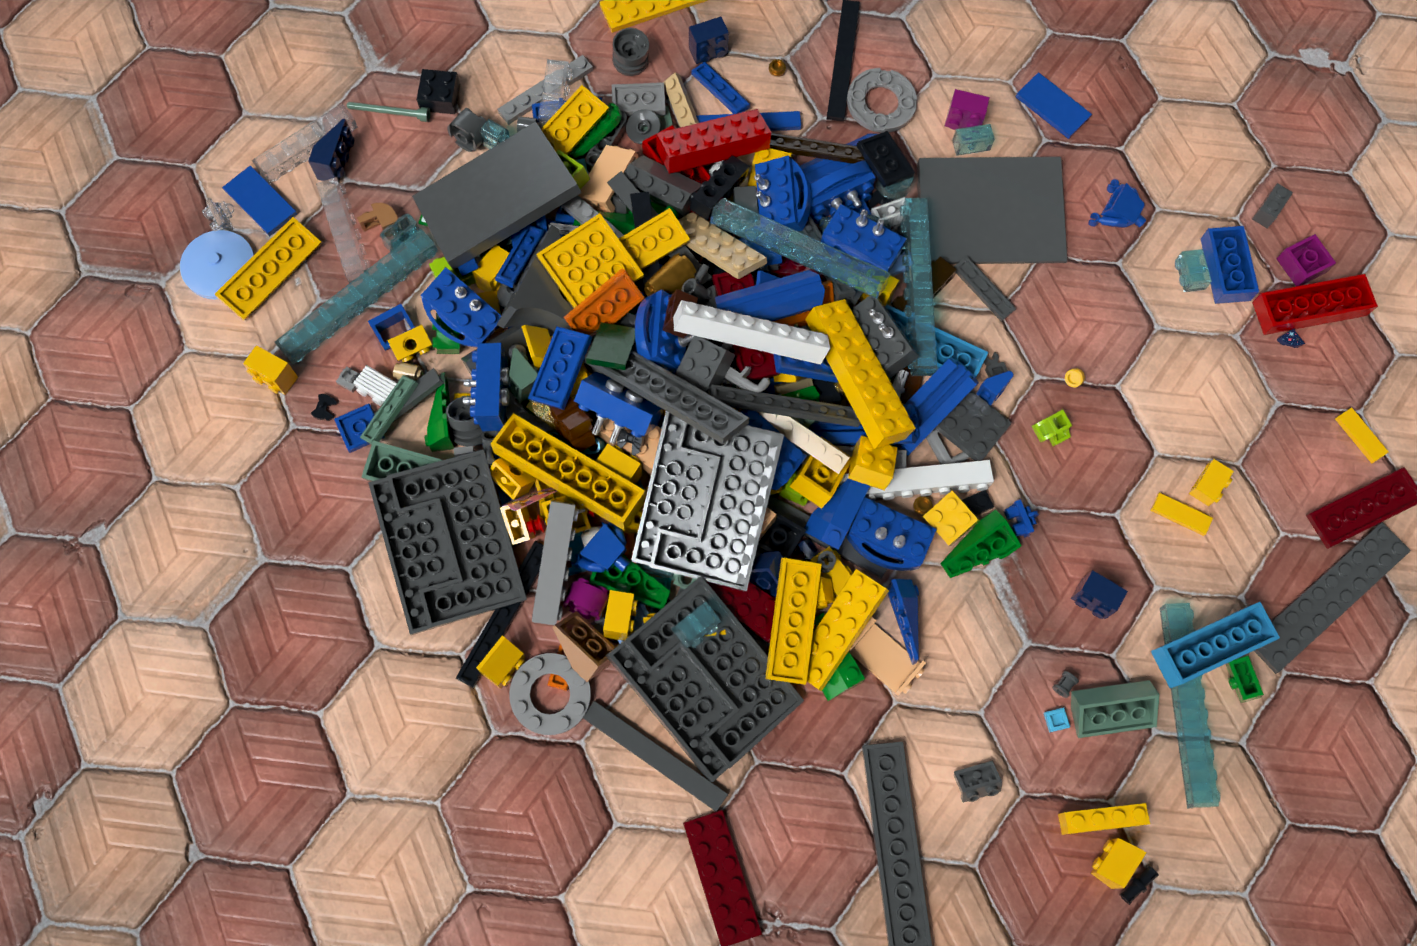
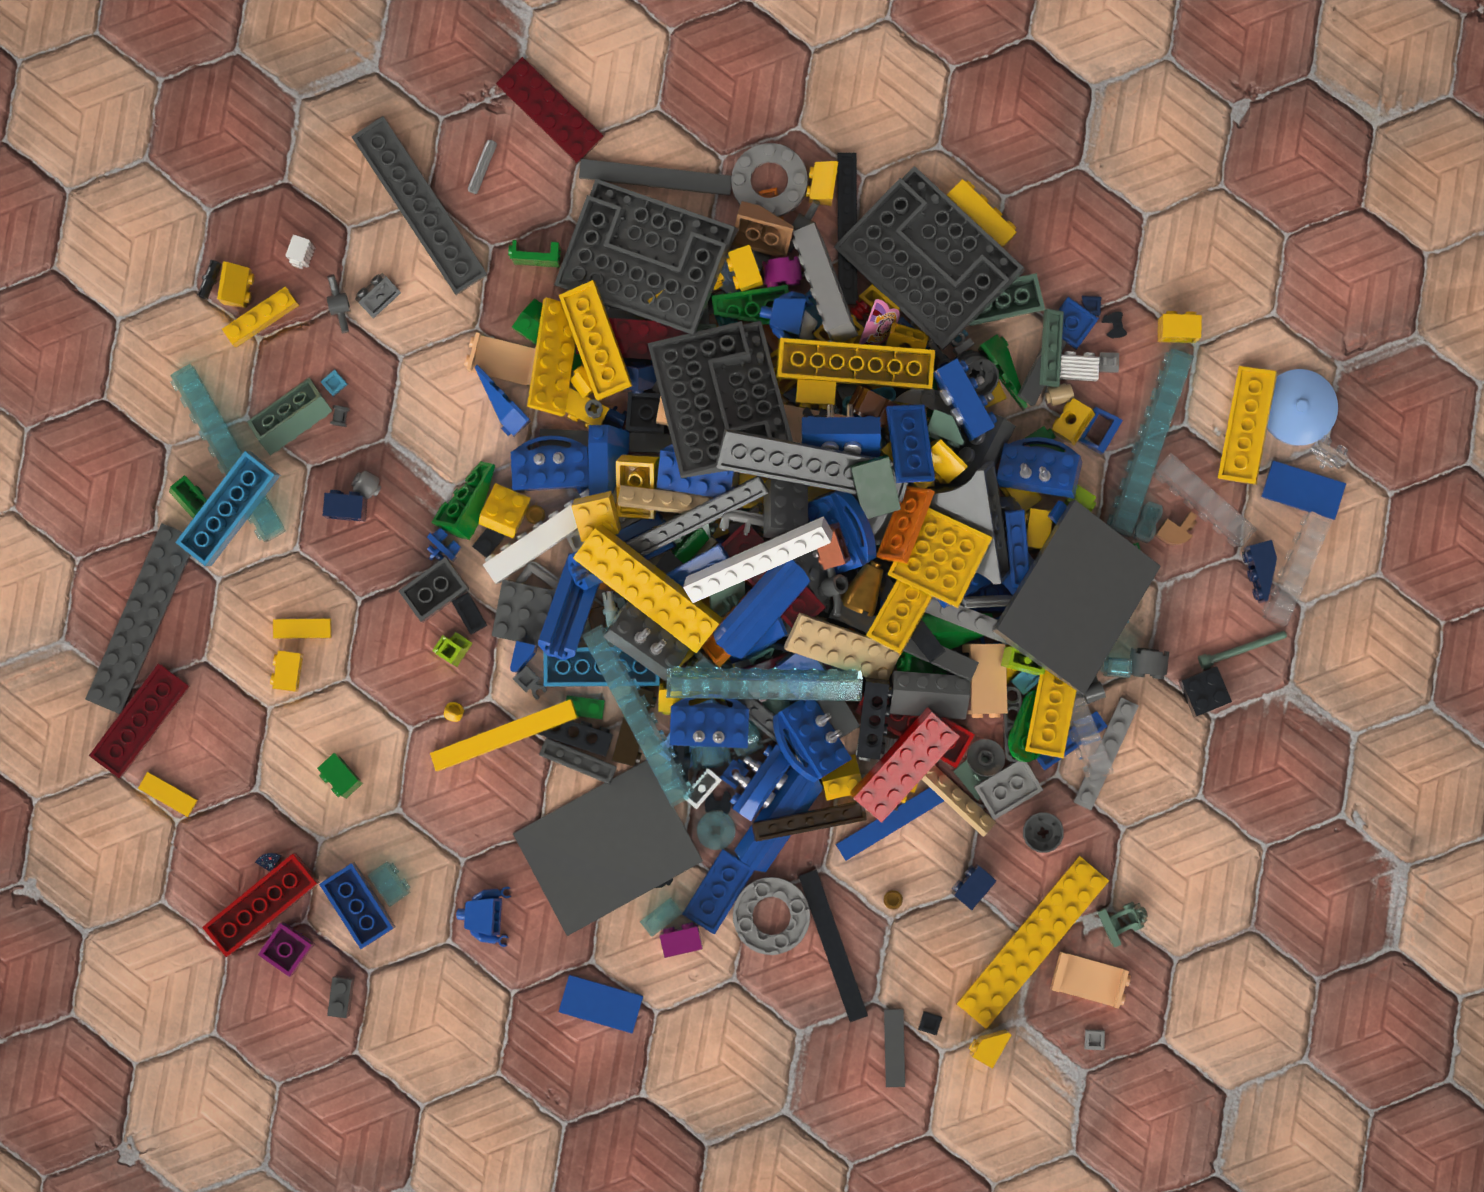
camera: 155 degrees right, 15 degrees up
(331, 434) = (1092, 304): none -> dark blue tile
(377, 562) = (979, 210): none -> yellow brick
(541, 634) = (802, 221): none -> dark grey piece
(696, 625) = (673, 288): clear light blue brick -> none
(720, 88) = (935, 844): blue tile -> none
(810, 733) = (534, 258): none -> green panel
(814, 857) = (482, 166): none -> light grey axle
(885, 159) = (732, 834): black plate -> none
(922, 136) = (718, 891): none -> blue tile
(957, 327) = (588, 707): none -> green plate
(977, 301) = (600, 747): none -> black brick
(1020, 792) = (338, 303): none -> dark grey piece
(1022, 451) = (469, 613): none -> black plate
(1038, 862) = (300, 252): none -> white brick
(1040, 333) = (504, 735): none -> yellow tile
(1047, 483) = (433, 589): none -> dark grey brick
(1068, 608) = (366, 484): none -> light grey head
(1201, 372) = (339, 776): none -> green brick

